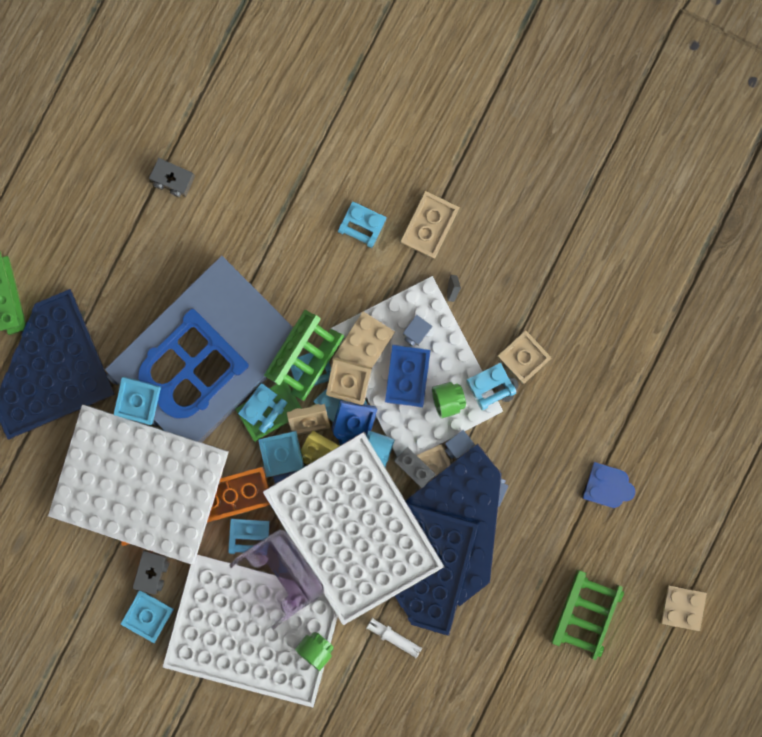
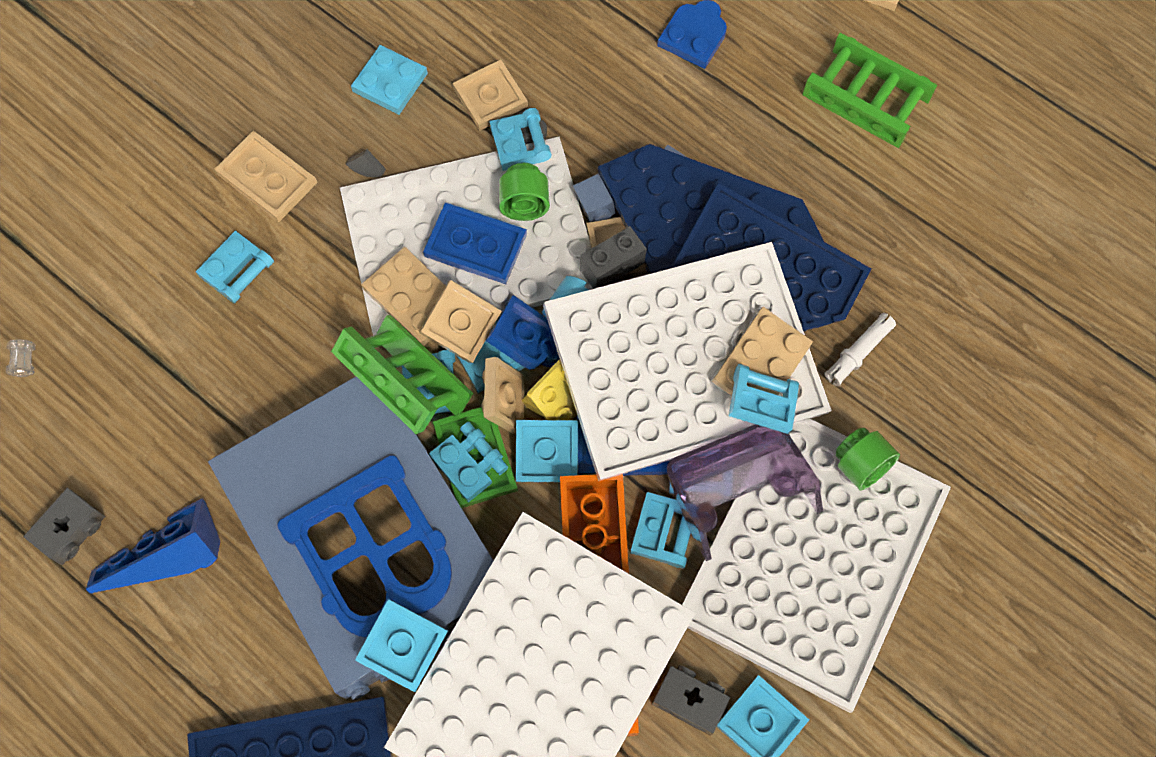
camera: 75 degrees left, 15 degrees down
(173, 246) = (175, 550): none -> blue wedge
(270, 112) = (20, 358): none -> clear bush
(325, 581) = (761, 406): none -> medium azure plate
(361, 576) = (767, 348): none -> tan plate
(417, 331) = (412, 215): sand blue brick -> none
(522, 285) = (389, 79): none -> medium azure plate

